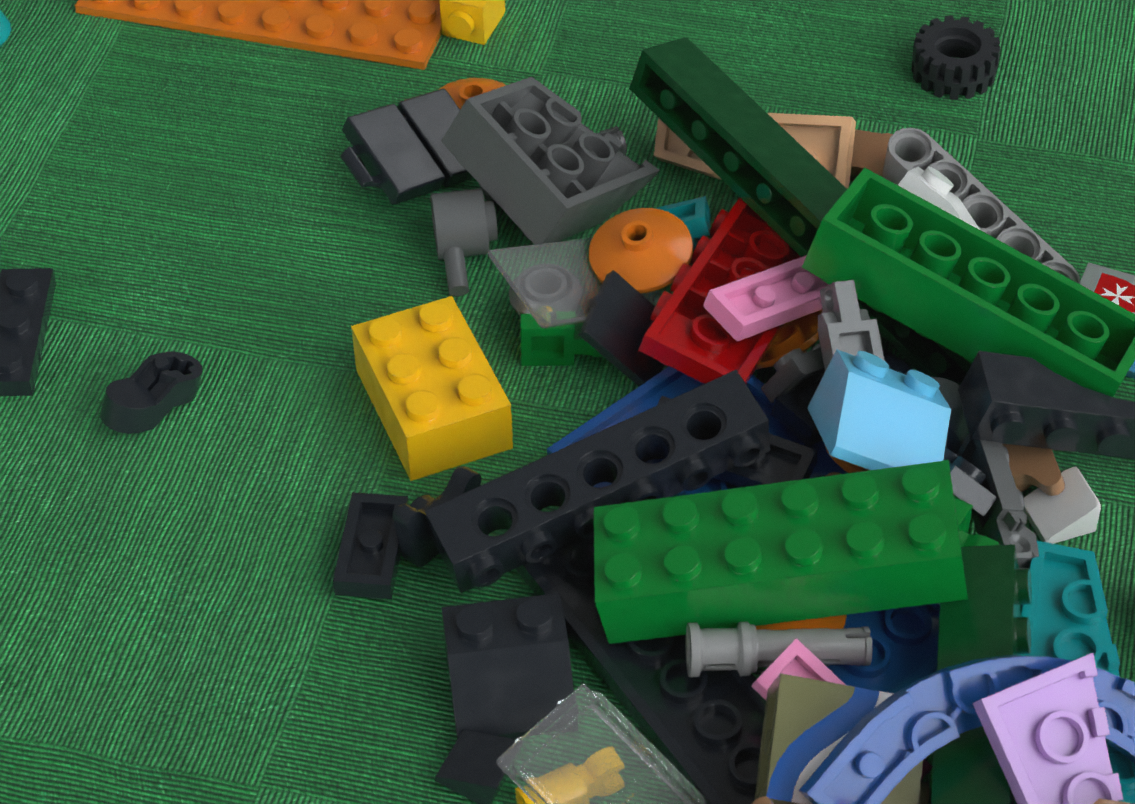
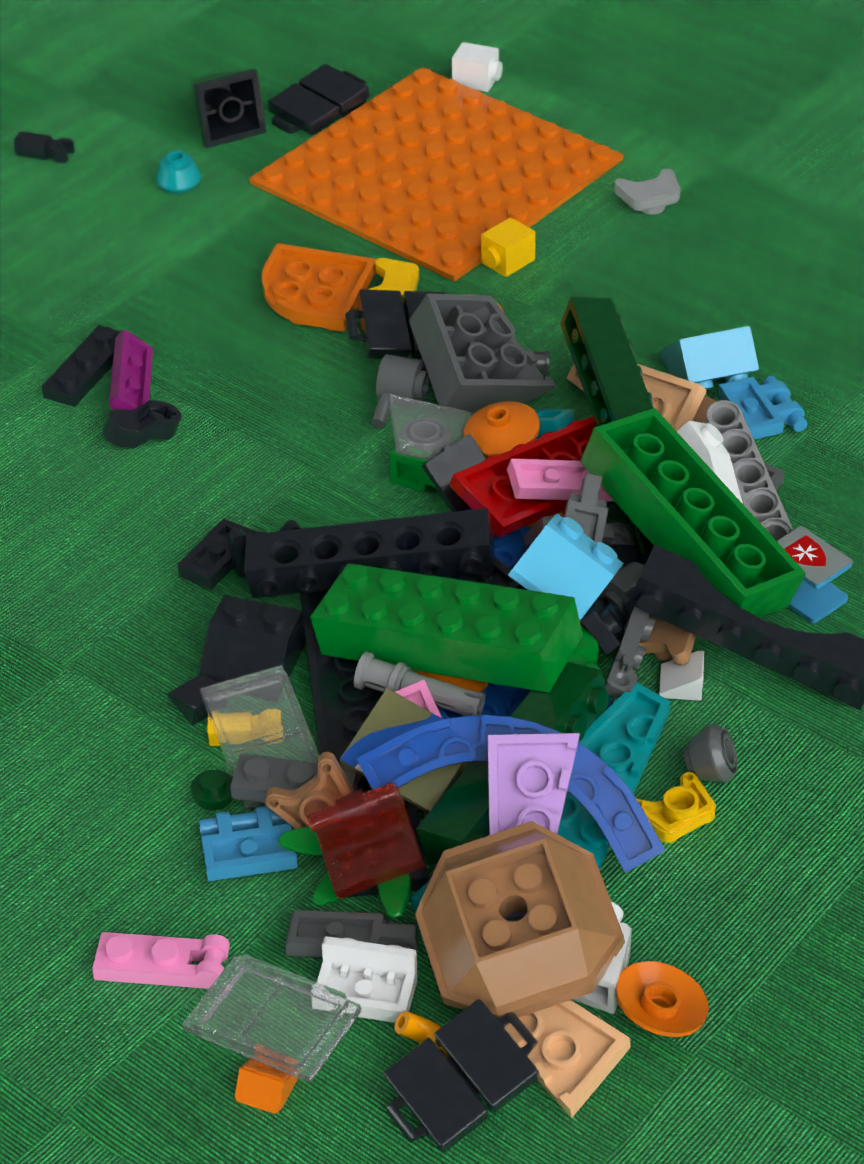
camera: 25 degrees right, 5 degrees down
(92, 325) = (130, 372): none -> magenta plate
(258, 127) = (315, 284): none -> orange plate
(363, 85) = (397, 275): none -> yellow piece
(432, 388) = (314, 472): yellow brick -> none
(816, 75) = (712, 357): none -> medium azure slope
(909, 107) = (764, 405): none -> dark azure plate
(970, 72) = (827, 375): black tyre -> none

